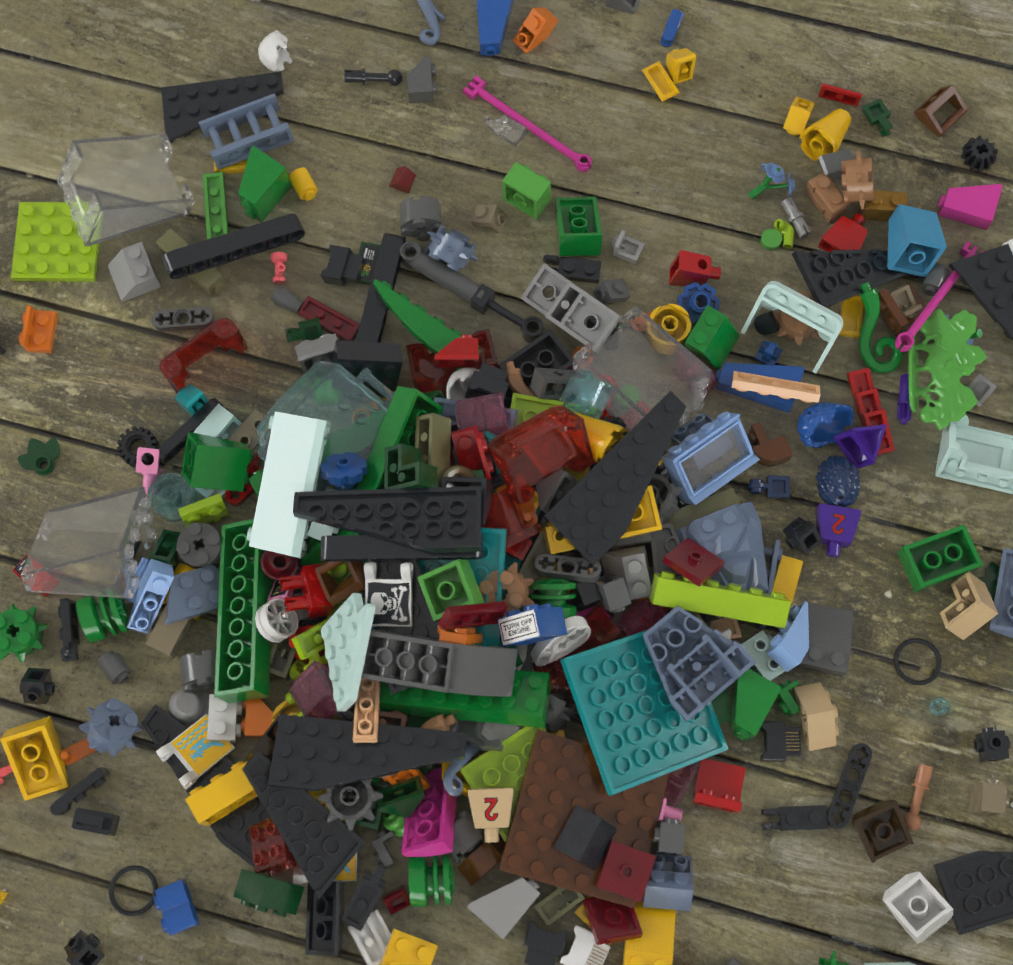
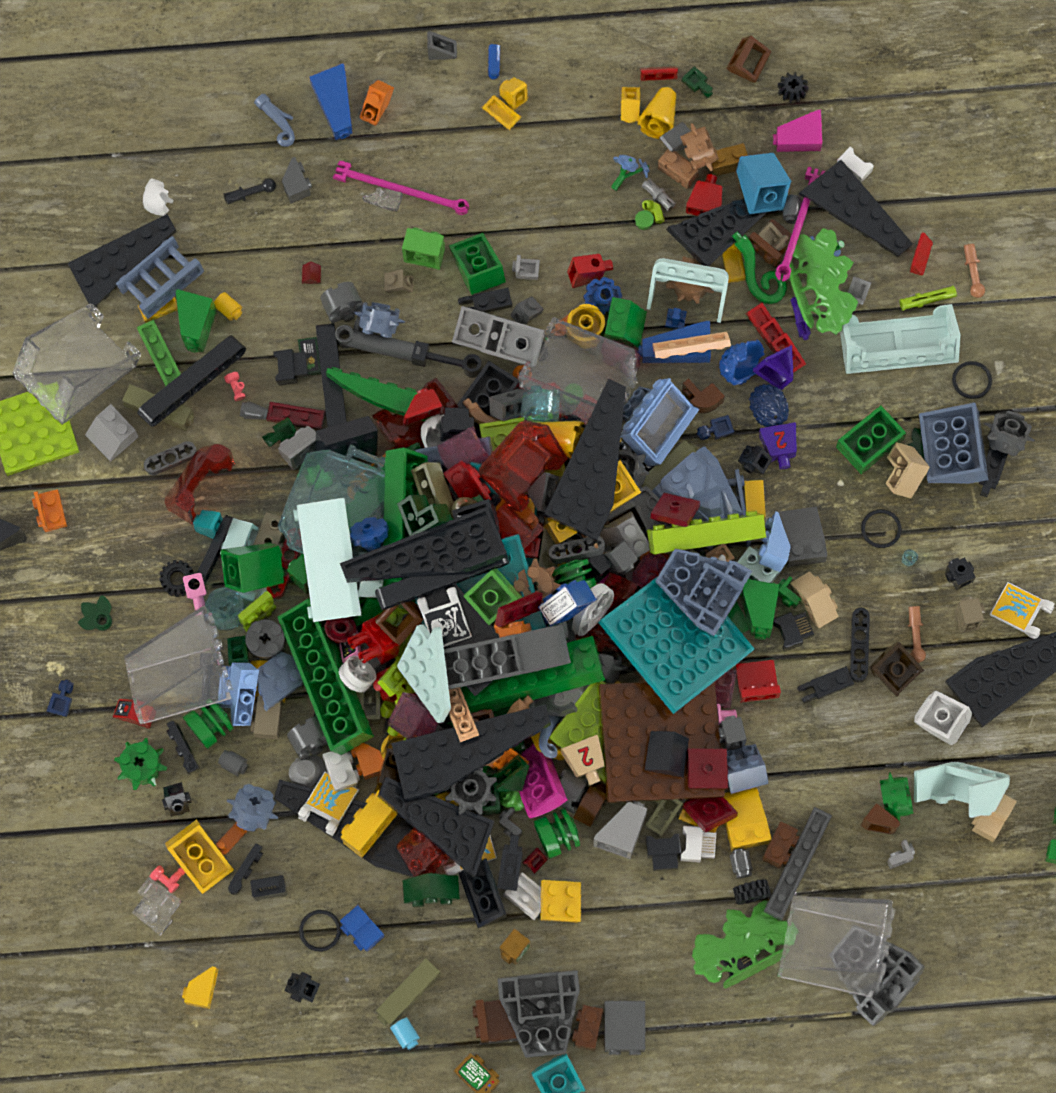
camera: 20 degrees left, 0 degrees up
(766, 323) = (665, 294): black tile -> none

